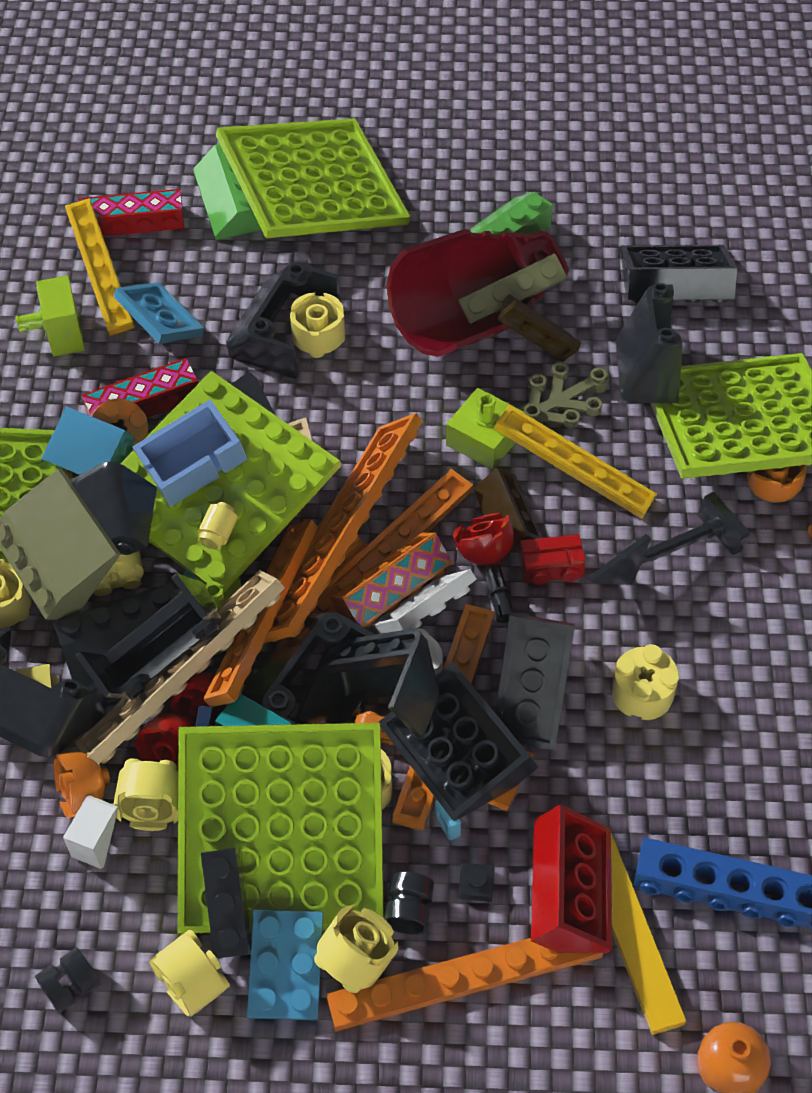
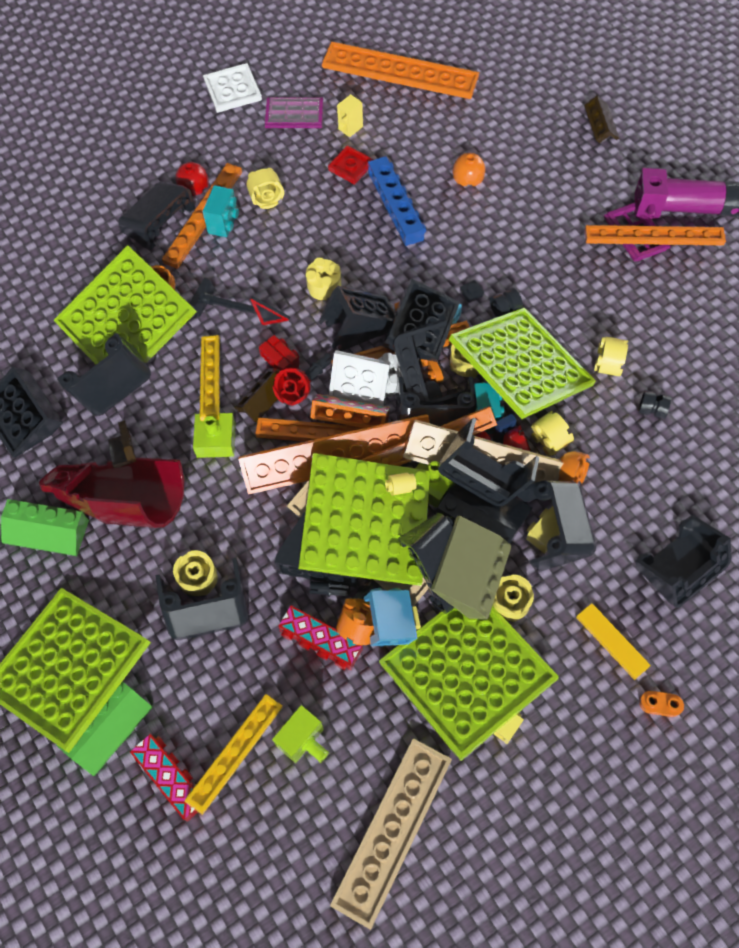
camera: 125 degrees left, 10 degrees up
(91, 831) = (591, 440): white slope -> none
(158, 312) = (249, 679): dark azure plate -> none
(190, 452) = (372, 527): medium blue piece -> none
(226, 903) = (572, 358): black brick -> none
(283, 967) = (571, 331): dark azure plate -> none
(356, 948) = (545, 301): light yellow brick -> none
(448, 981) = (516, 272): orange plate -> none
(520, 285) = (100, 475): olive plate -> none
(571, 883) = (449, 248): red slope -> none
(596, 382) = (162, 416): olive plant -> none
(641, 953) = (444, 228): yellow tile -> none

